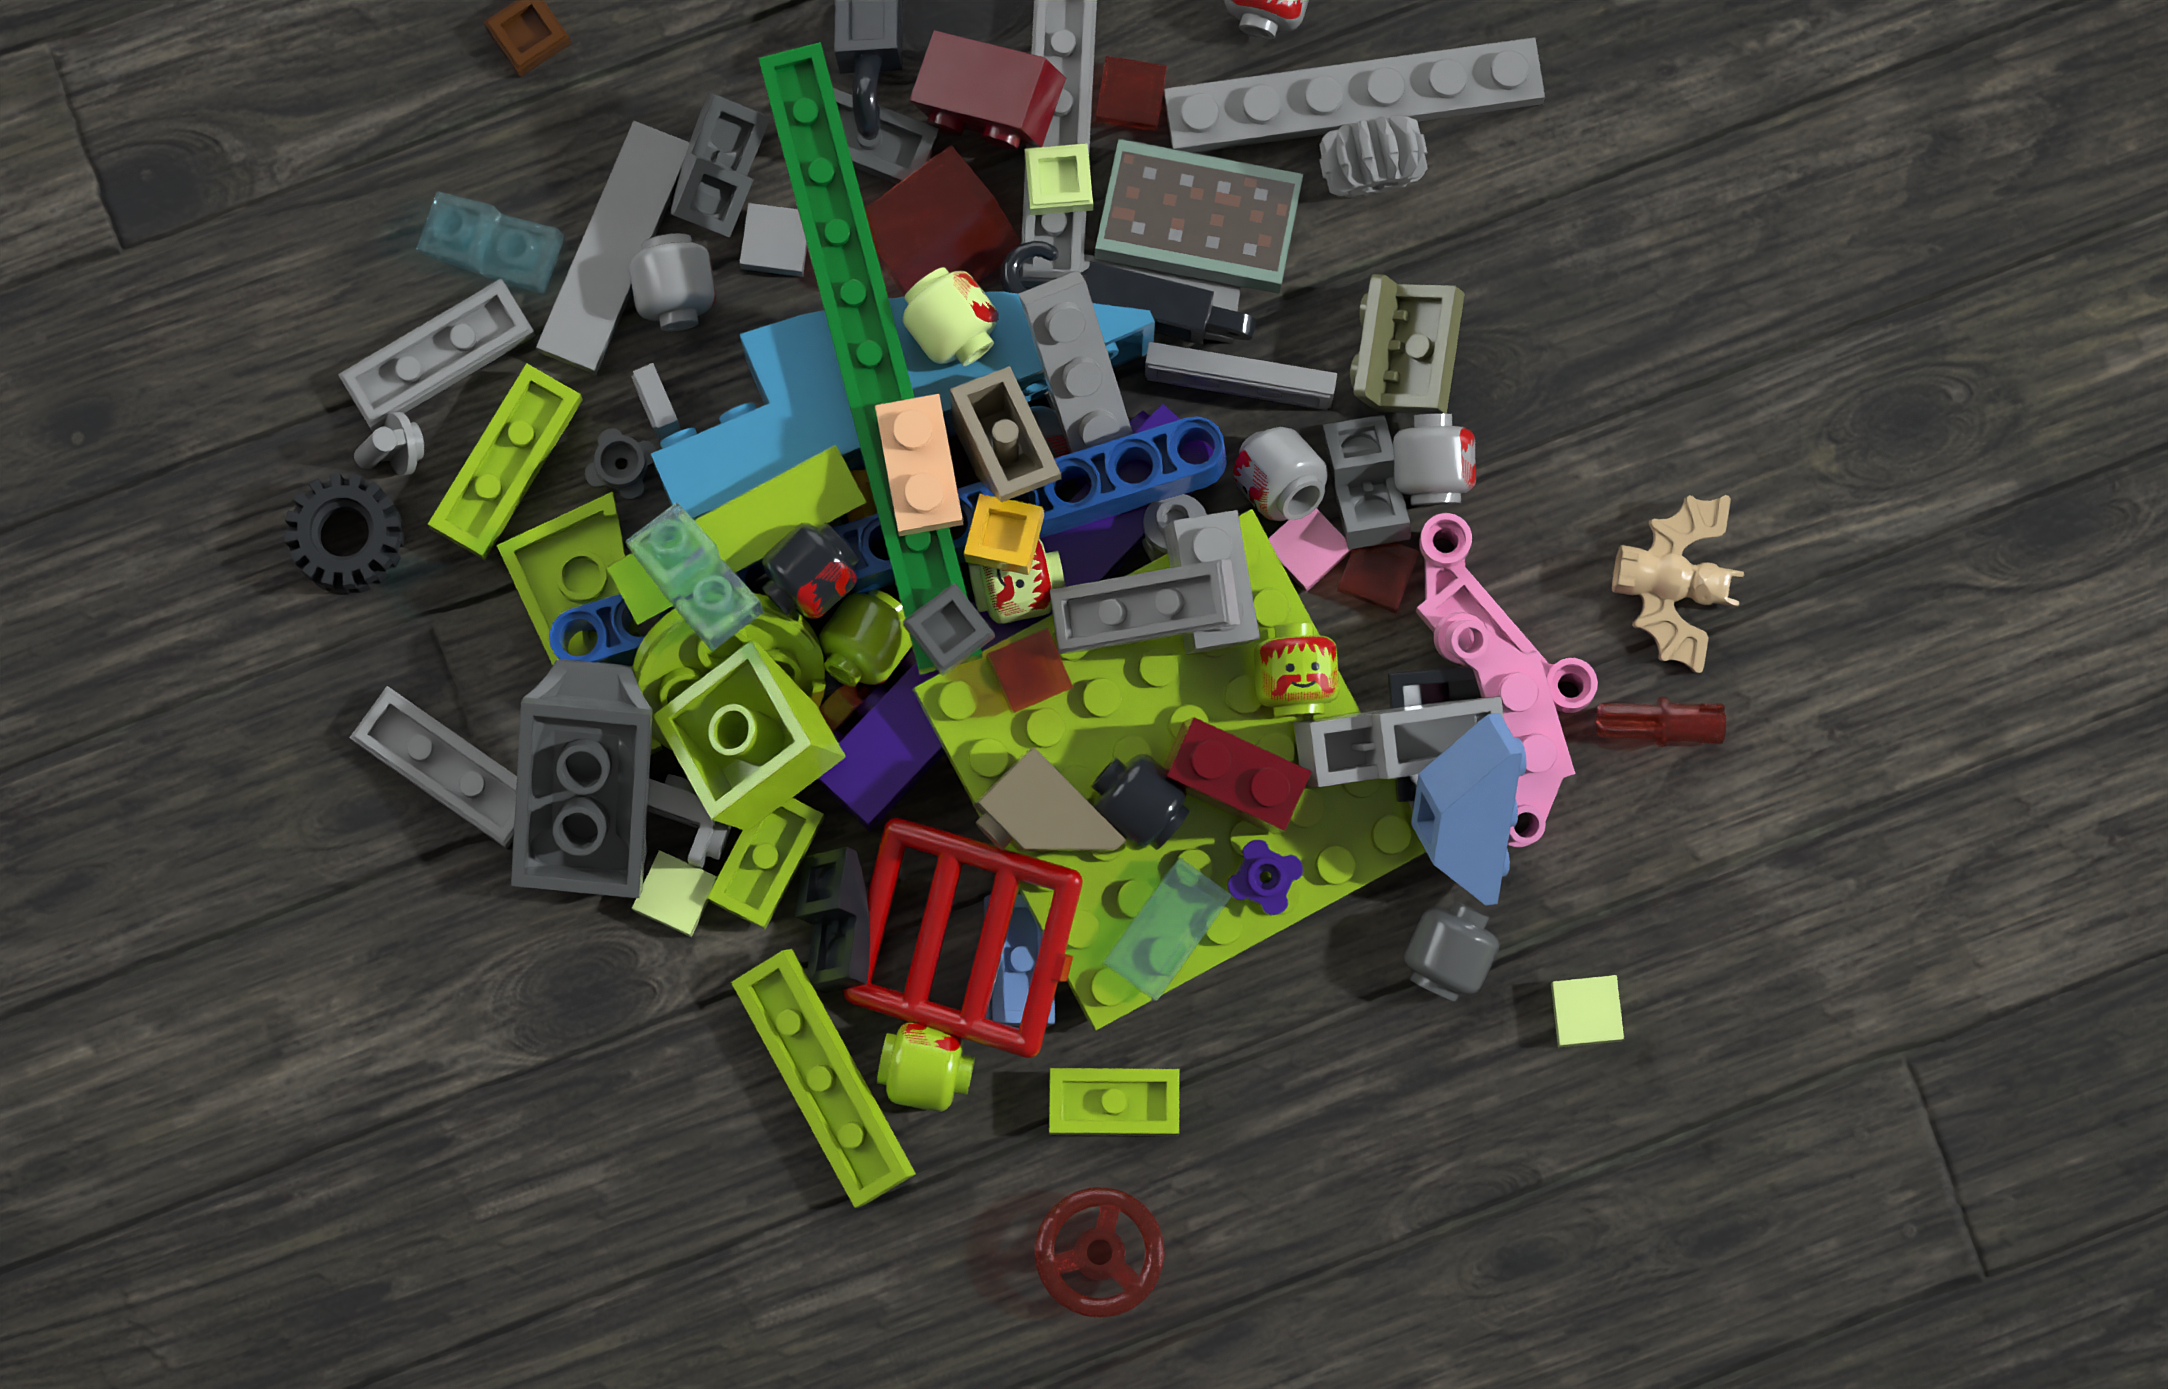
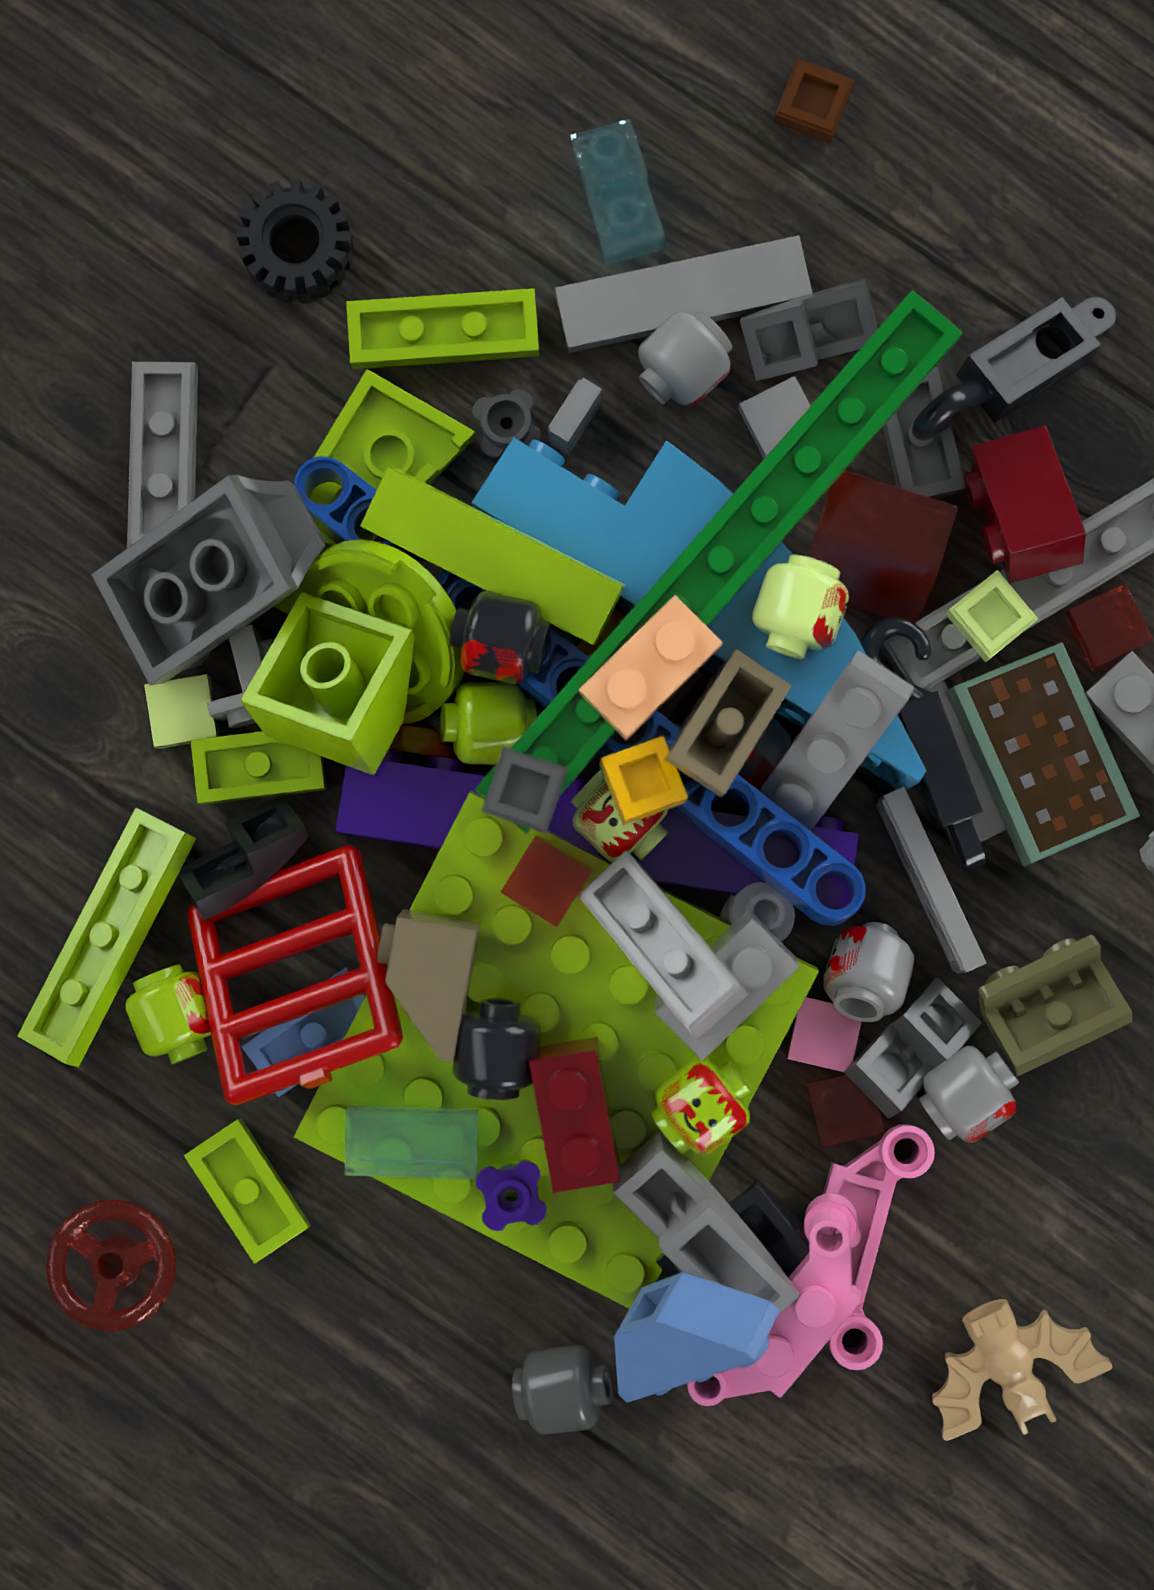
camera: 60 degrees right, 5 degrees up
(396, 441) = (400, 234): light grey plate -> none
(437, 354) = (495, 214): light grey tile -> none
(694, 576) = (426, 544): clear light blue slope -> none
(1587, 1011) = (590, 1536): yellowish green tile -> none
(1663, 722) = (879, 1437): clear red axle -> none

